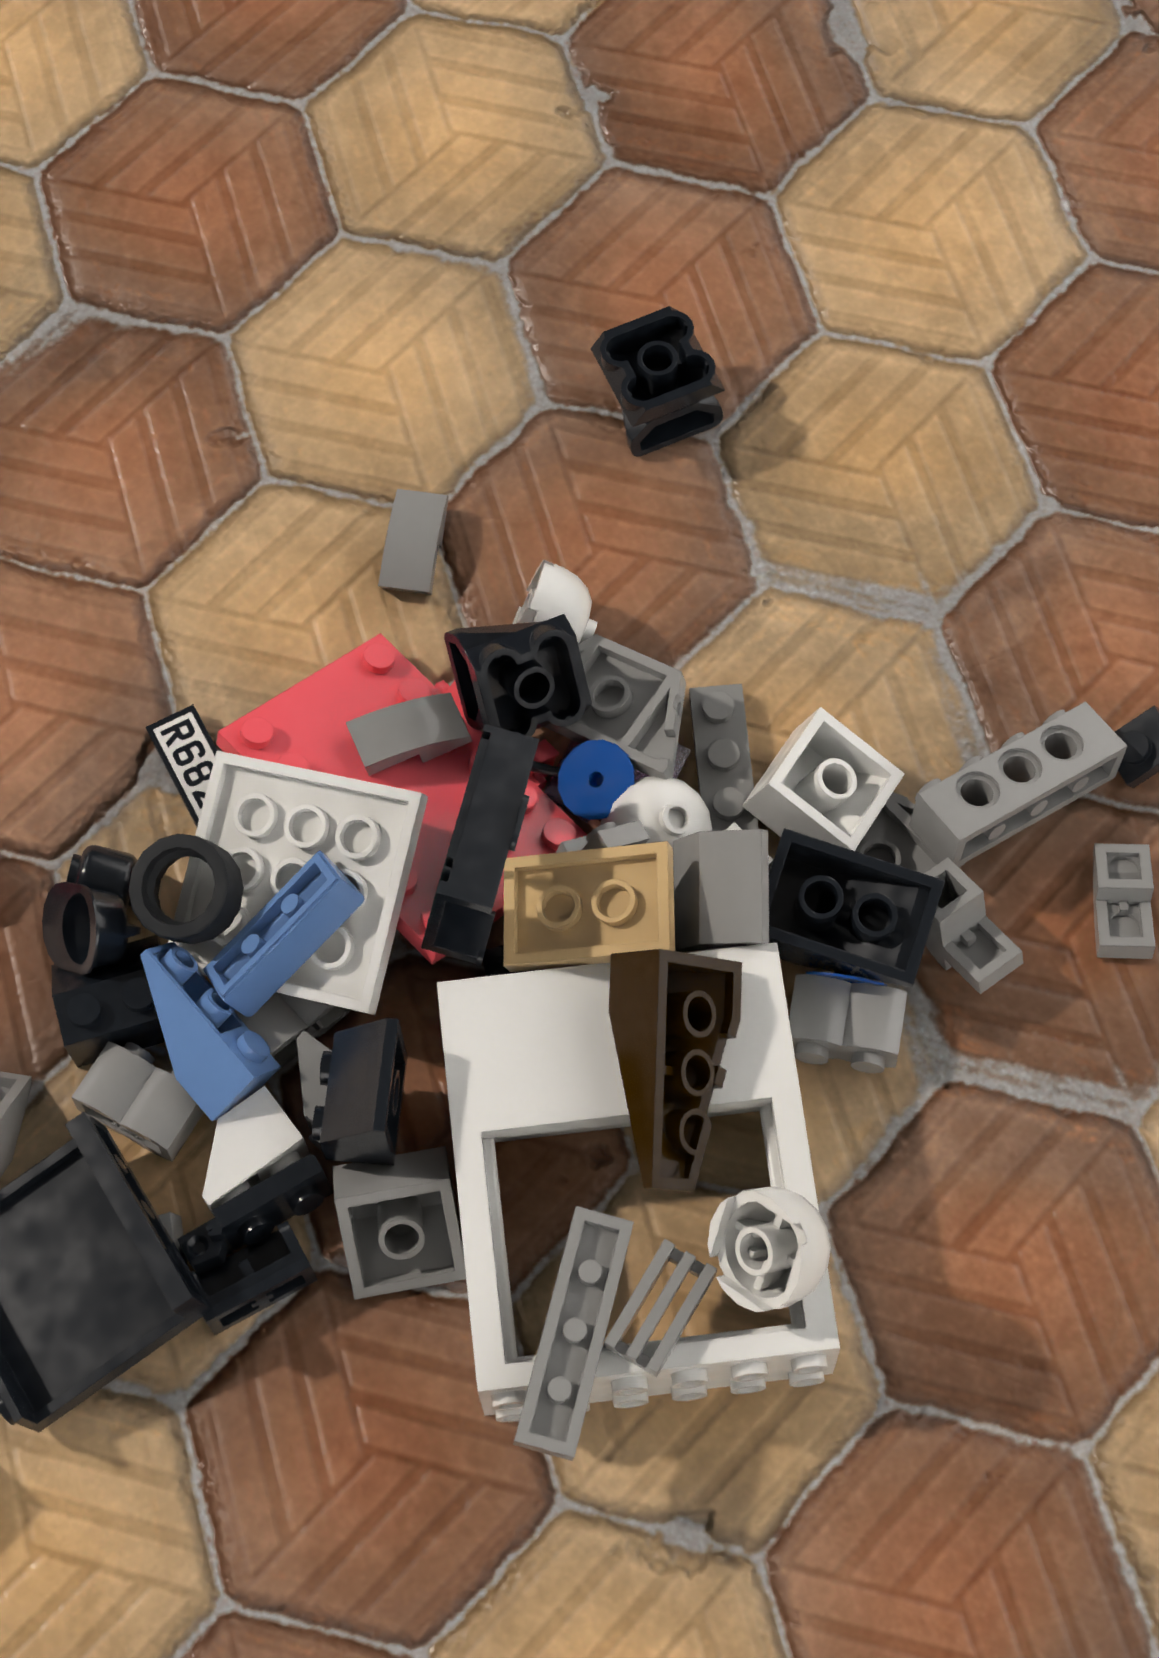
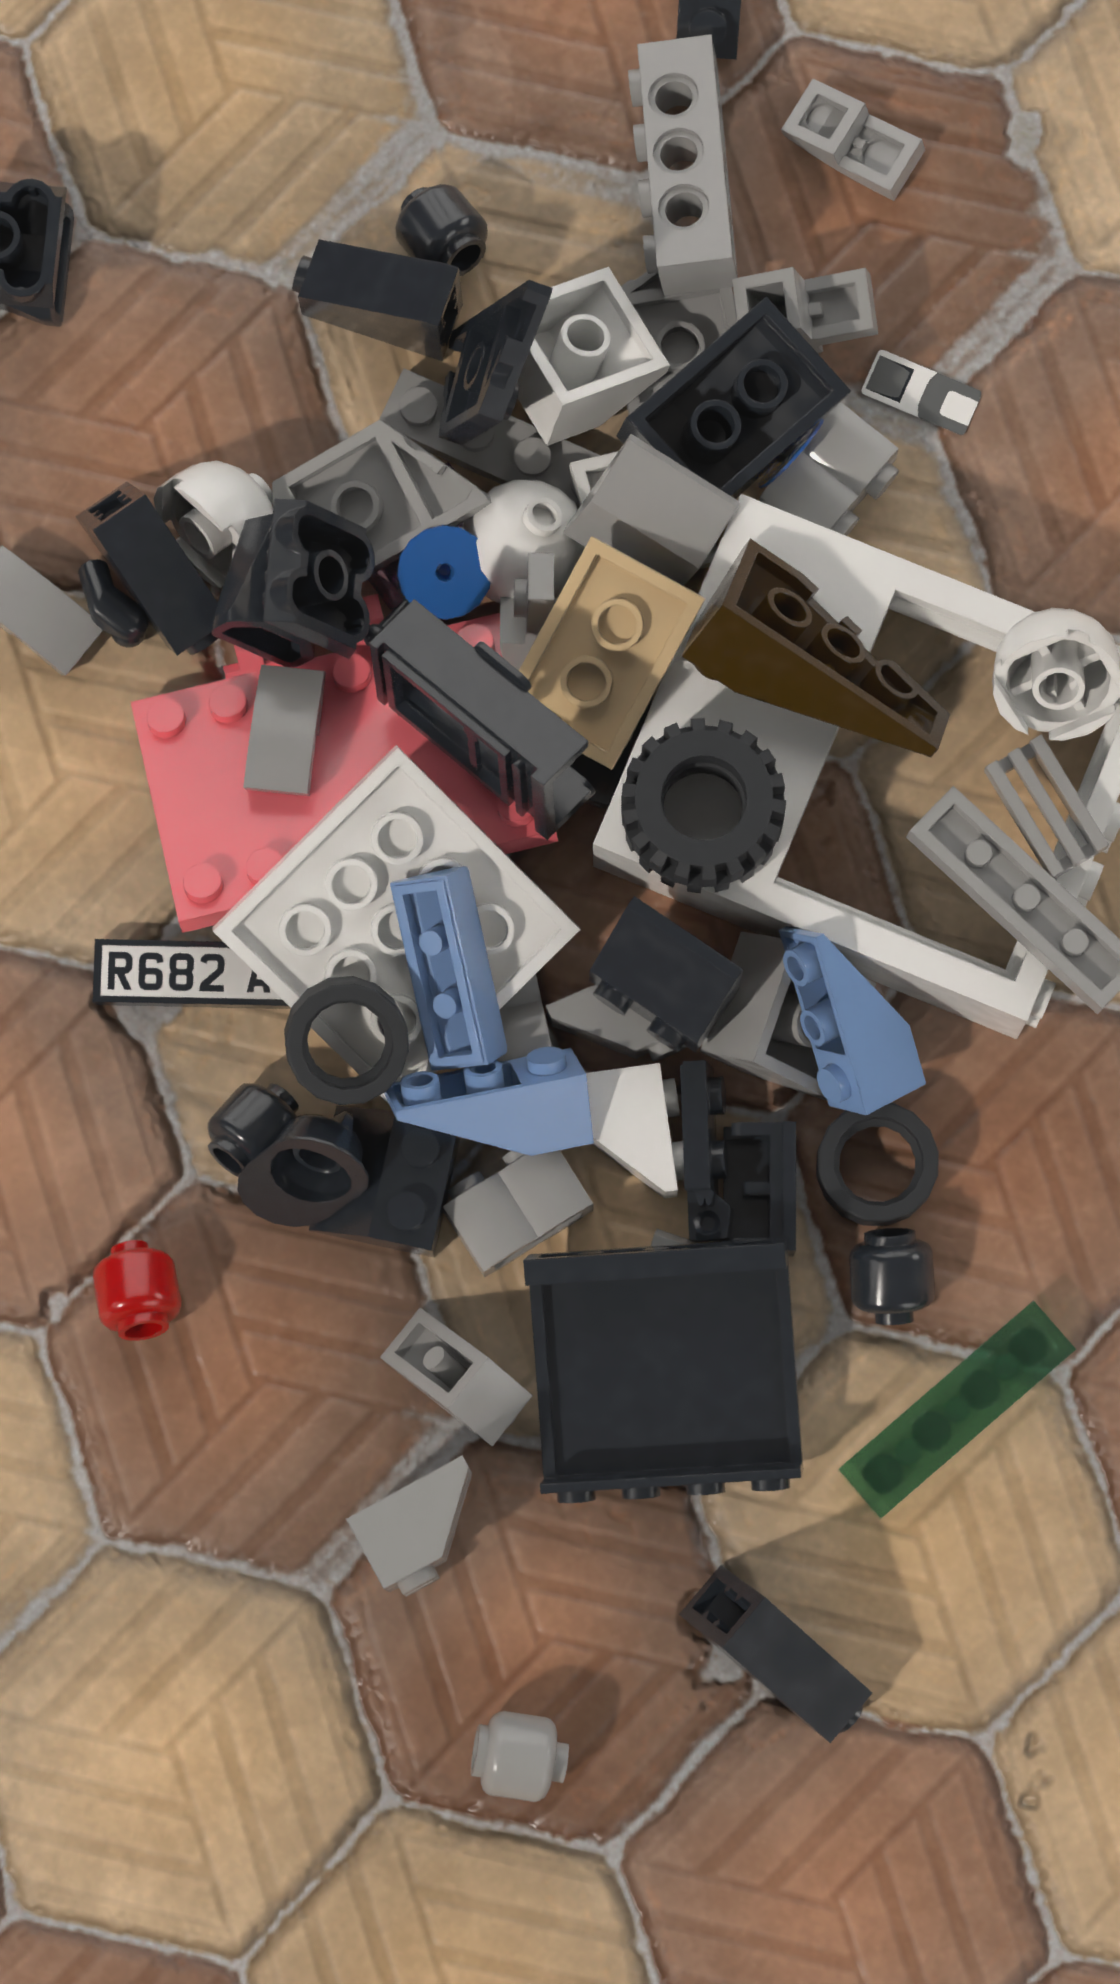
camera: 60 degrees left, 15 degrees up
(147, 1529) = (956, 1409): none -> clear green plate
(230, 1415) = (892, 1275): none -> black head
(286, 1324) = (875, 1212): none -> black tyre
(400, 1281) = (855, 1034): none -> medium blue slope
(443, 588) = (111, 607): none -> black arm
(488, 583) = (152, 568): none -> black slope
(494, 992) = (712, 752): none -> black tyre
(772, 712) = (490, 362): none -> black wing
(783, 639) = (381, 295): none -> black slope
(859, 652) = (442, 227): none -> black head
(961, 1059) = (921, 392): none -> sticker

